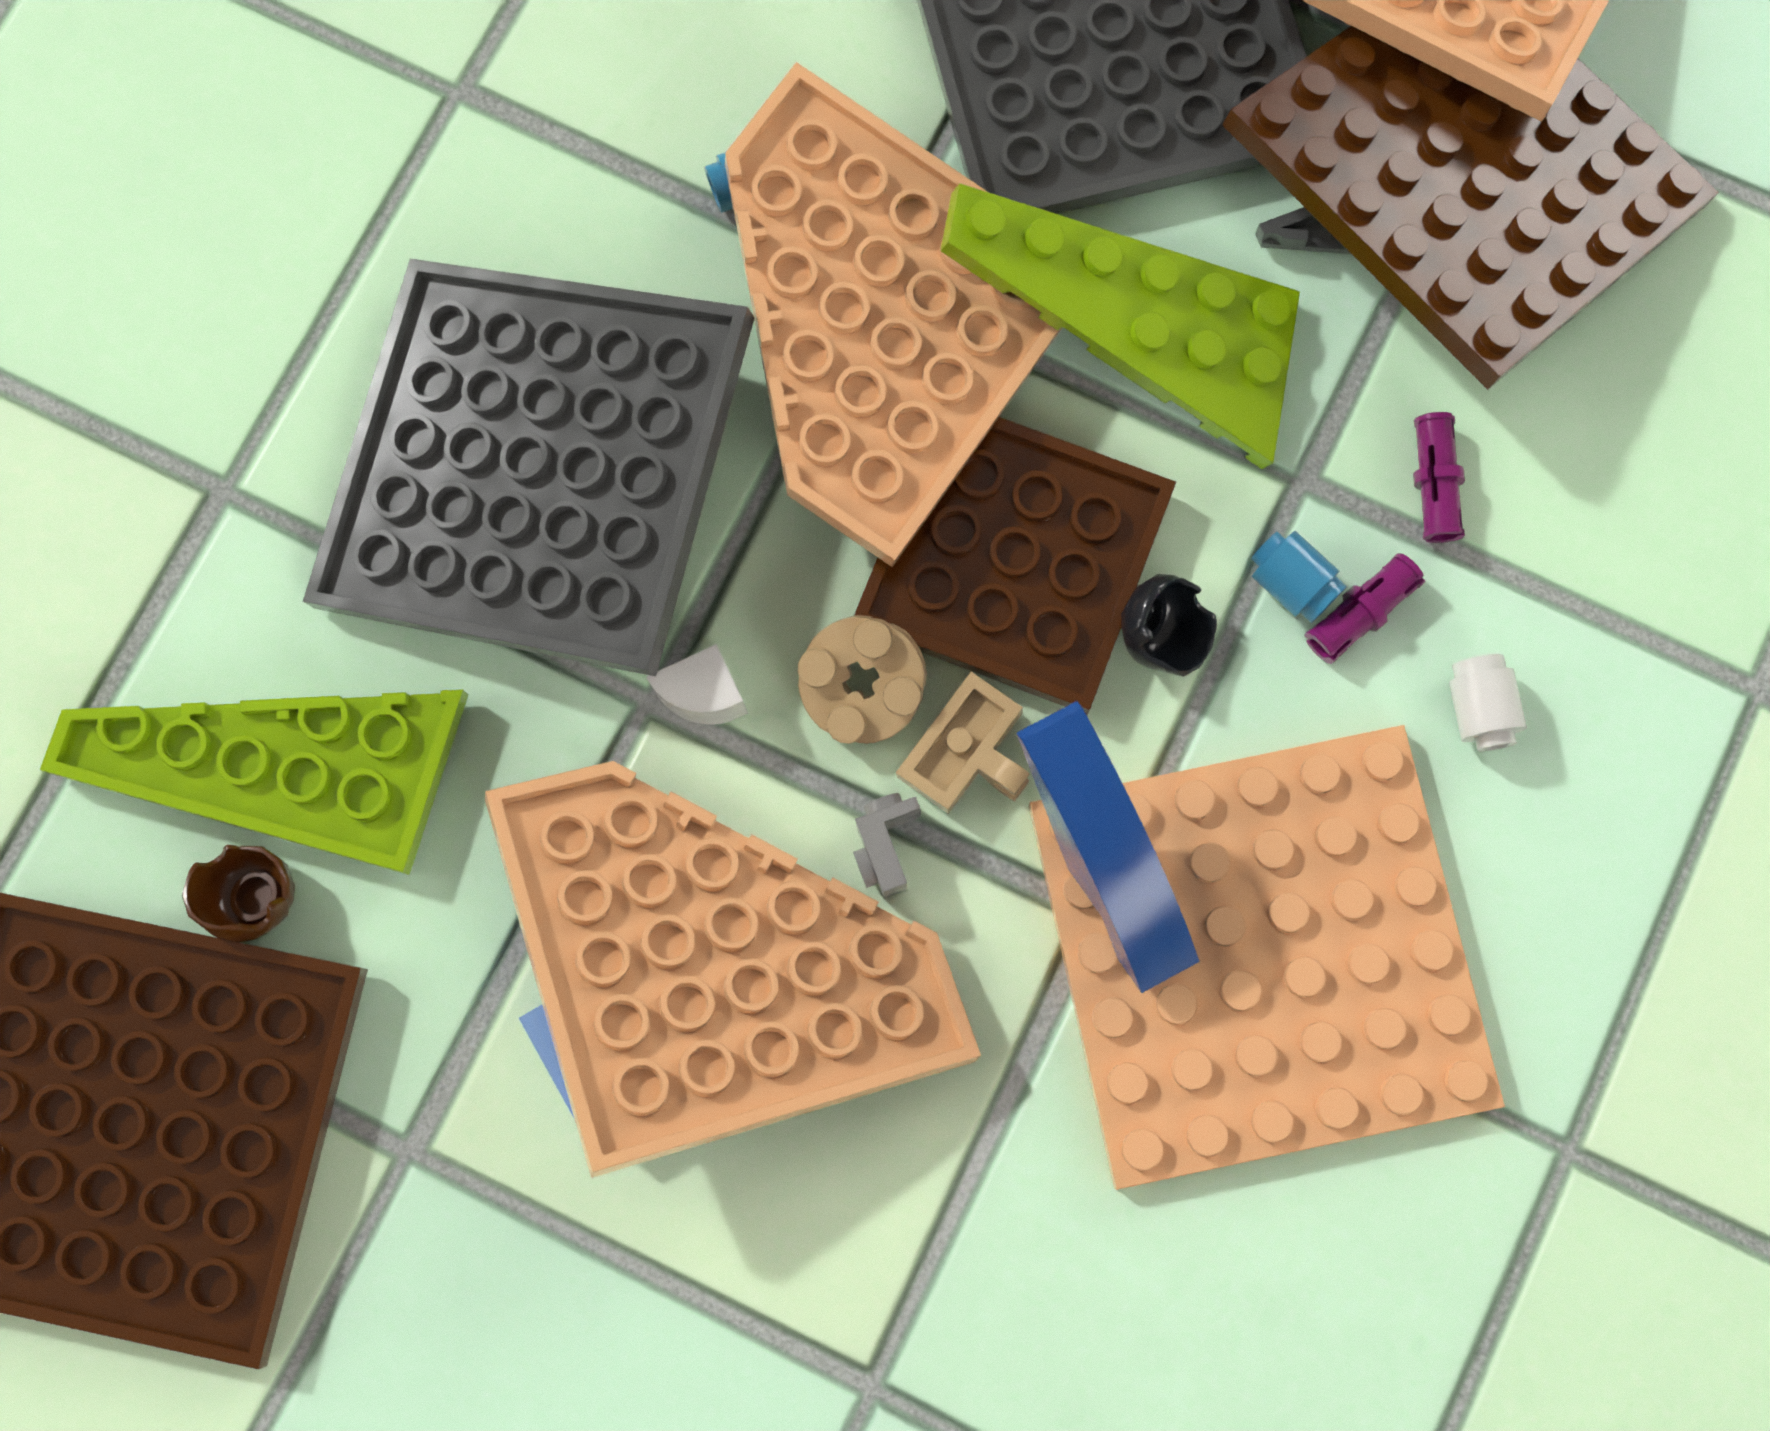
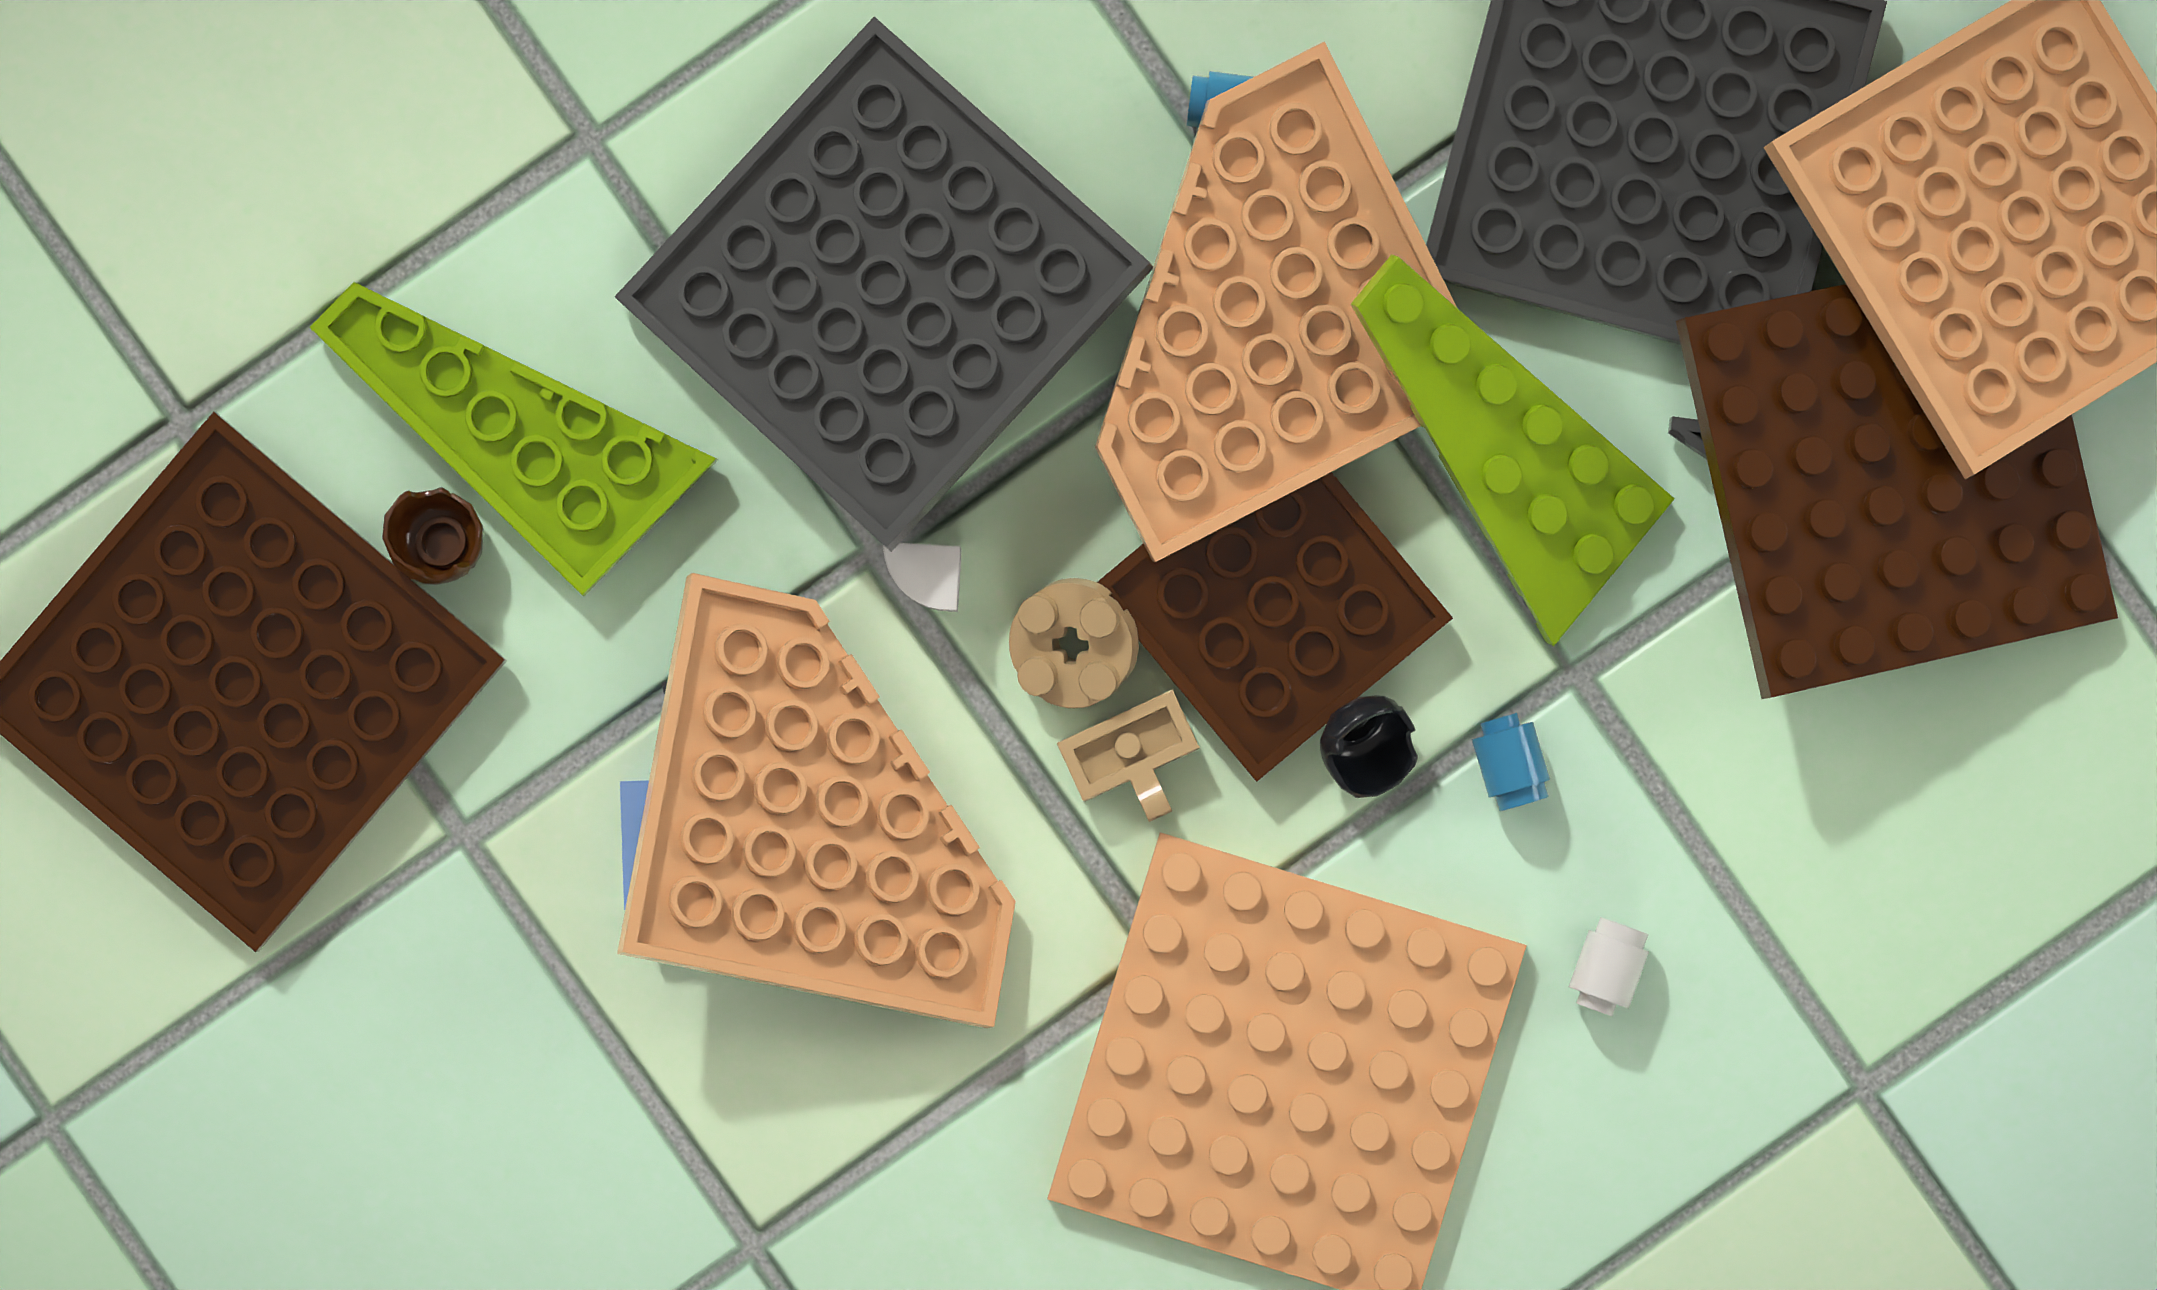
camera: 30 degrees right, 10 degrees up
(878, 858) = (999, 809): light grey bracket -> none
(1107, 846) = (1191, 919): blue slope -> none
(1365, 608) = (1556, 823): magenta pin -> none
(1439, 477) = (1695, 741): magenta pin -> none

